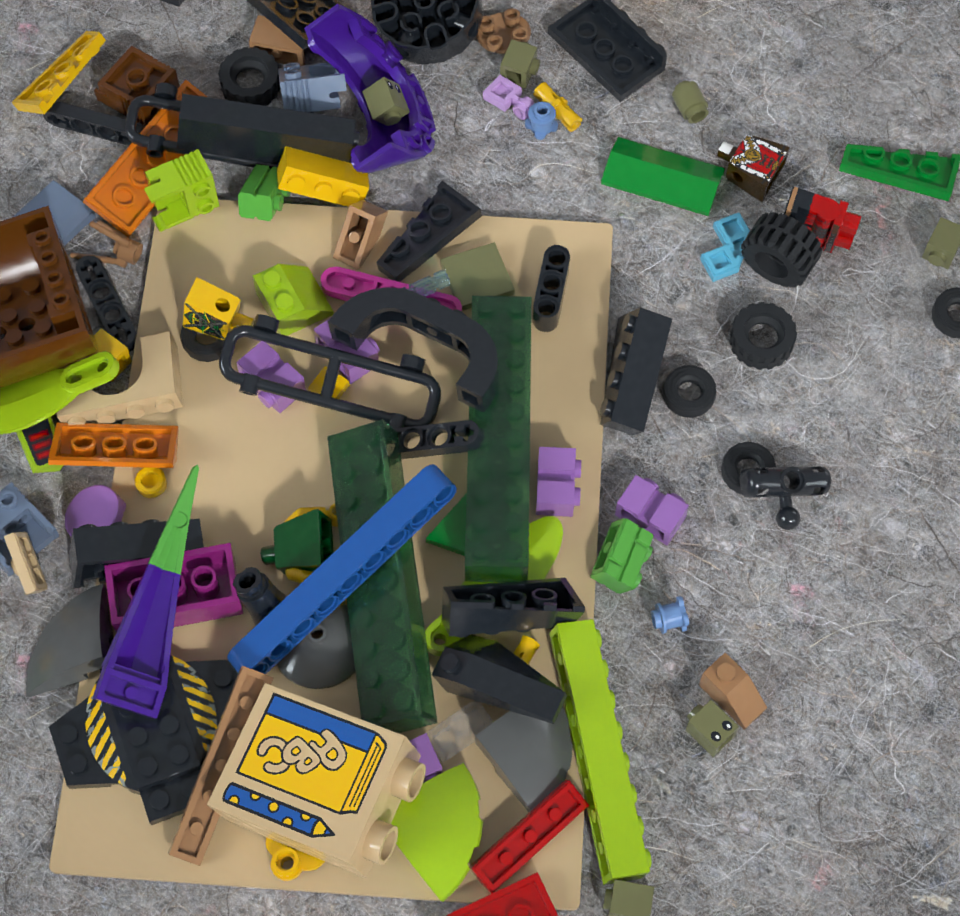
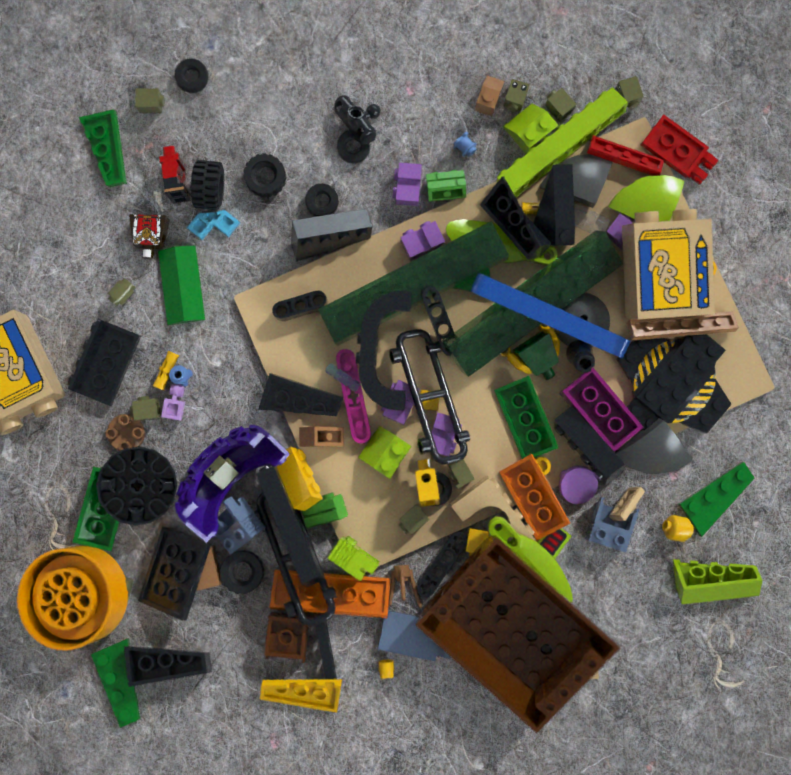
camera: 115 degrees left, 20 degrees up
(24, 178) = (386, 668): none -> yellow hose
(139, 657) = (655, 398): dark purple plate -> none
(179, 284) = (413, 520): none -> olive brick
(204, 374) = (460, 472): none -> olive brick
(230, 491) = (526, 418): none -> green slope
(477, 274) = (312, 354): olive tile -> none
(650, 723) = (530, 127): none -> lime slope
(664, 785) = (560, 104): none -> olive brick

